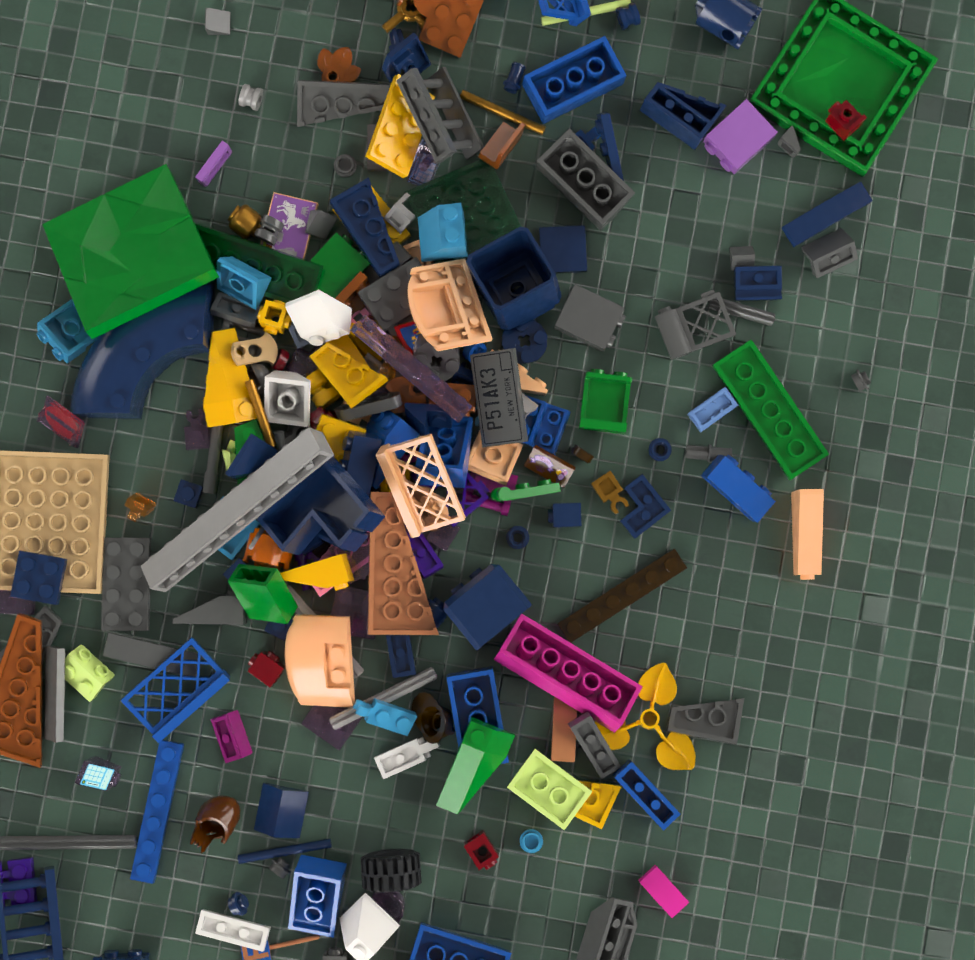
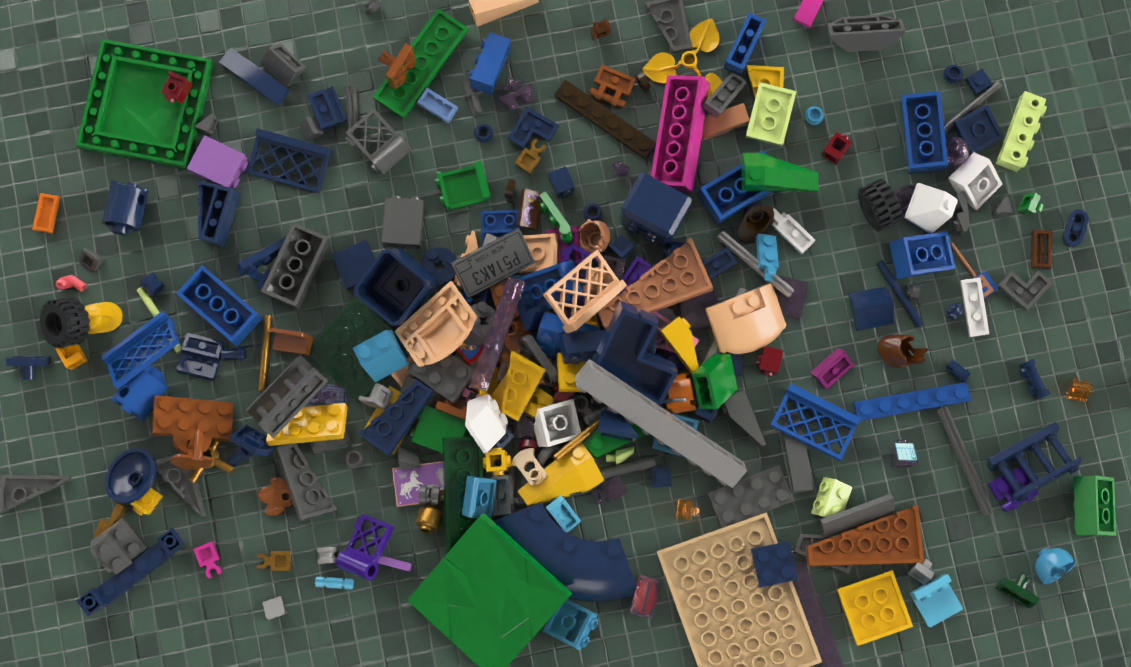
camera: 115 degrees left, 5 degrees down
(169, 879) = (958, 370): none -> dark blue pin
(189, 367) = (563, 514): none -> medium azure tile
(219, 95) = (331, 582): none -> medium azure axle
(231, 123) = (357, 561): none -> dark purple piece
(267, 43) = (278, 561): none -> pearl gold plate
(463, 553) = (621, 247): none -> dark blue panel
(486, 526) = (594, 236): none -> nougat hair
(526, 40) = (200, 357): none -> dark blue slope
(556, 590) = (620, 168): none -> clear purple plate
(650, 656) = (642, 81): none -> dark brown tile
(664, 622) = (614, 81): none -> dark orange plate
(690, 495) = (509, 98): none -> clear purple hips
(730, 228) = (295, 145): none -> dark blue fence
(731, 632) = (600, 29): none -> reddish brown plate
(772, 379) = (398, 66): none -> dark orange plate

